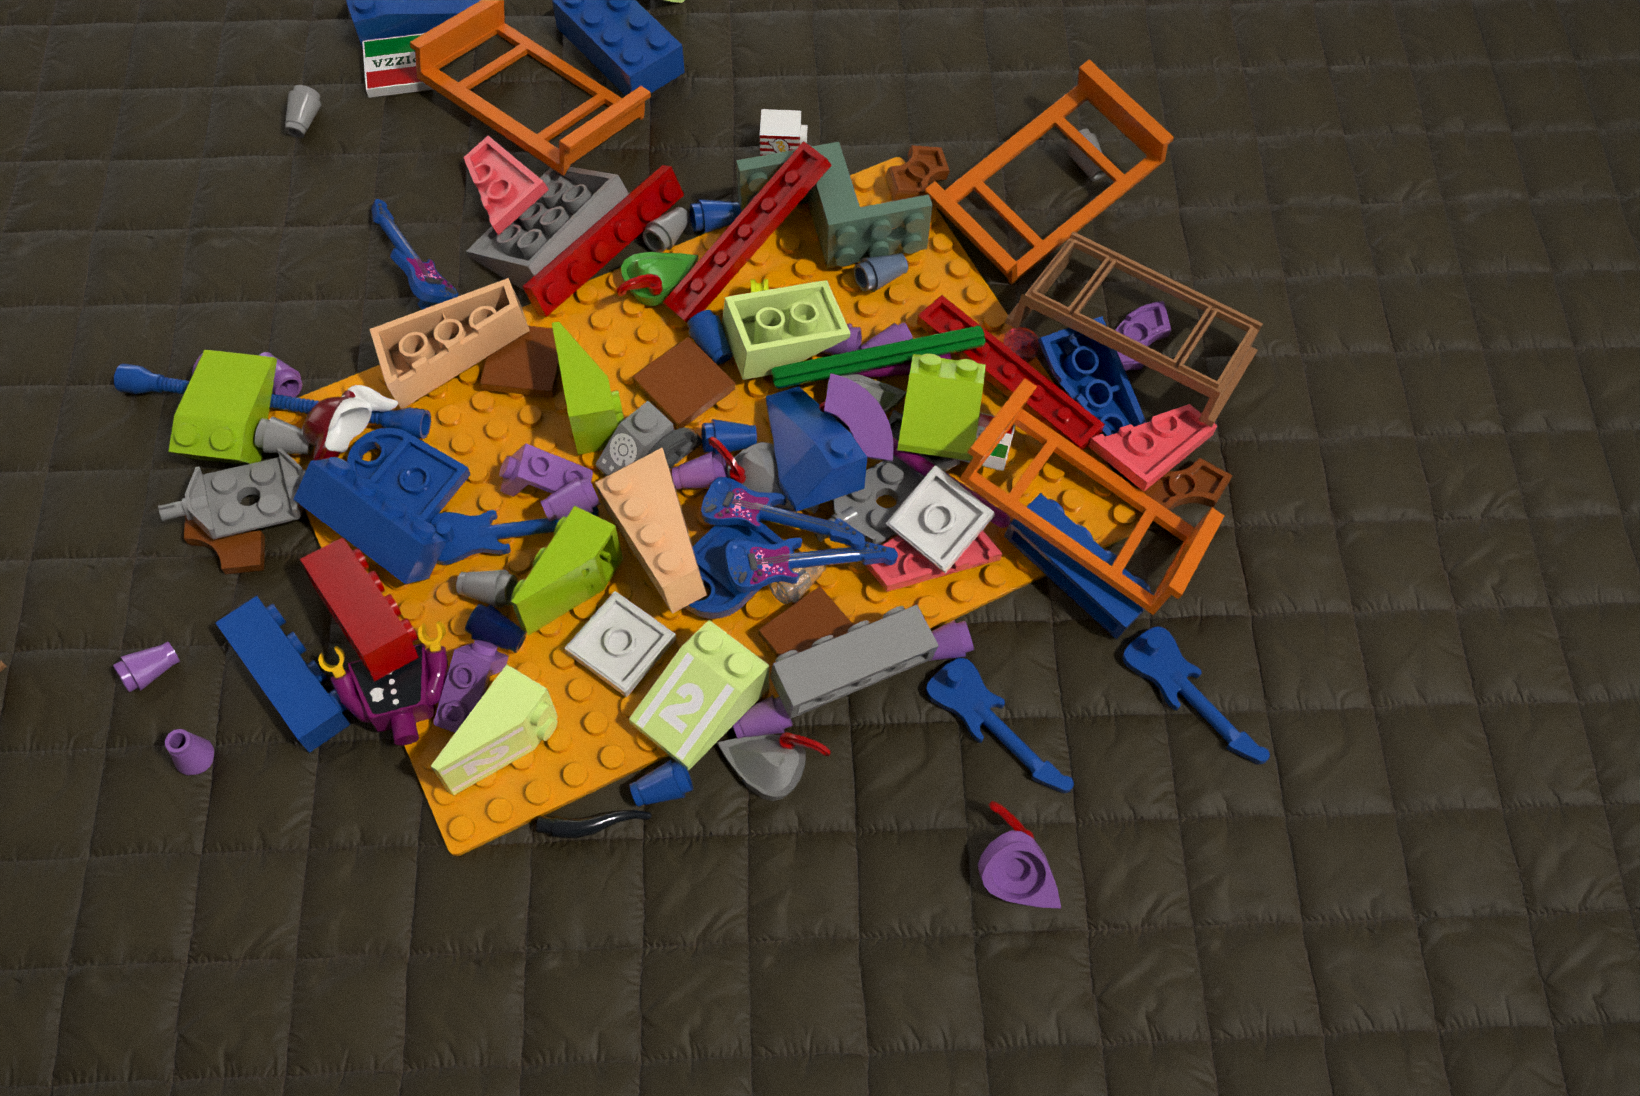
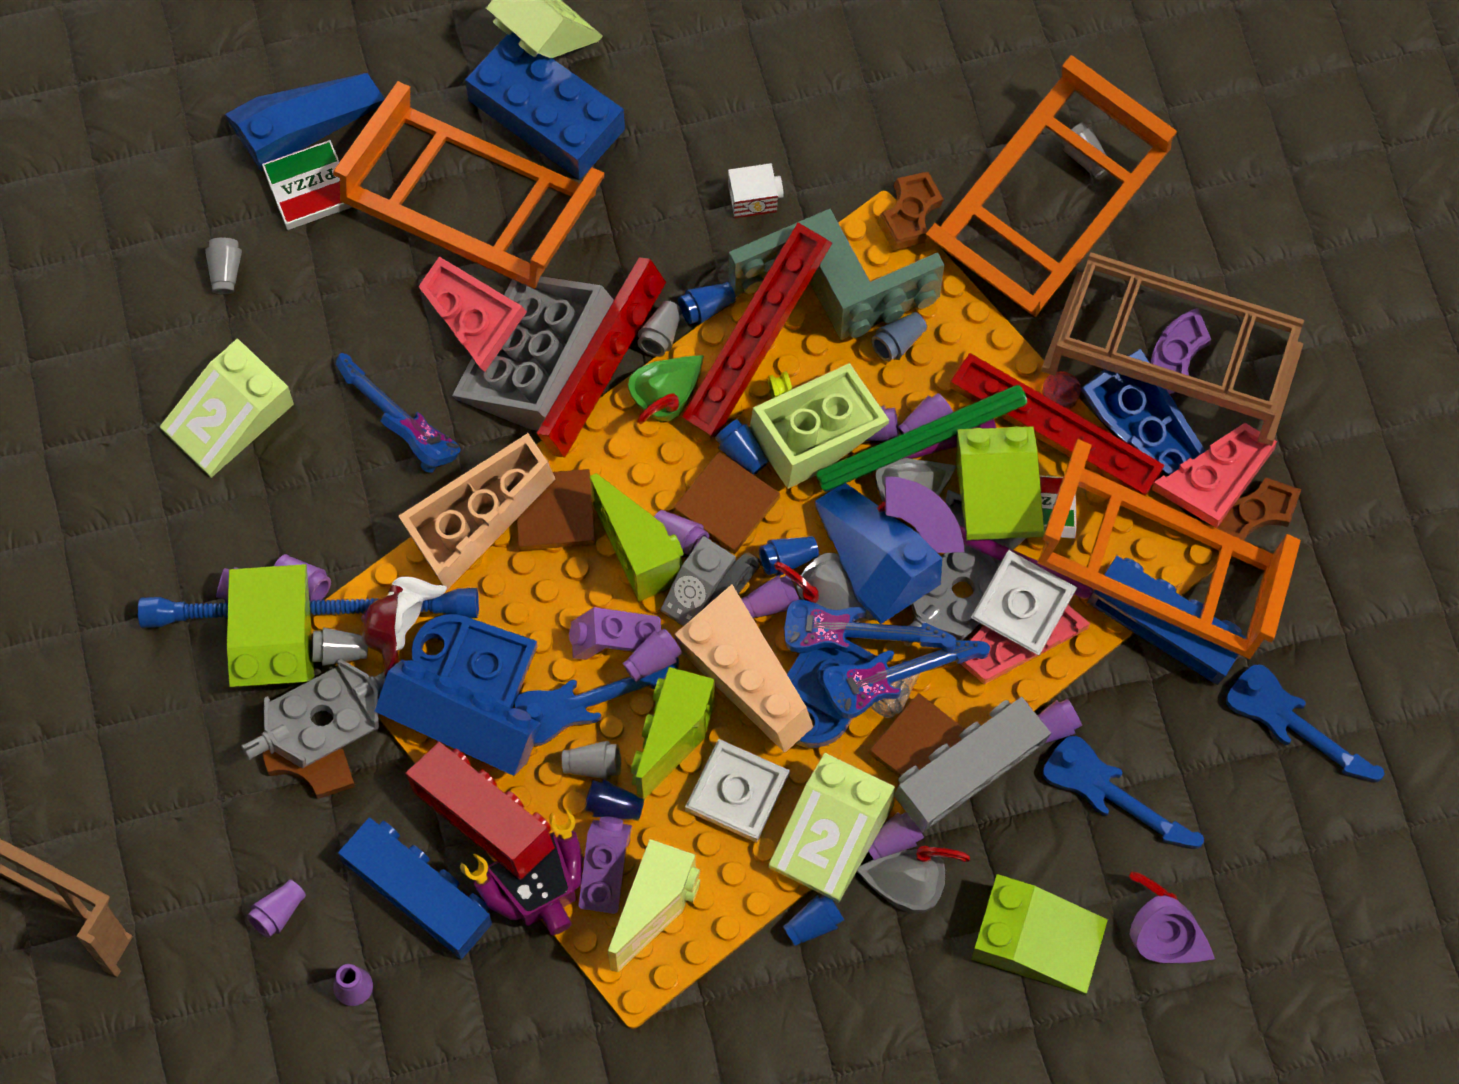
camera: 10 degrees left, 5 degrees up
(262, 223) = (227, 408): none -> yellowish green slope
(575, 828) = (746, 977): black animal -> none
(631, 395) = (687, 531): none -> medium lavender cone
(884, 846) = (1039, 935): none -> lime slope

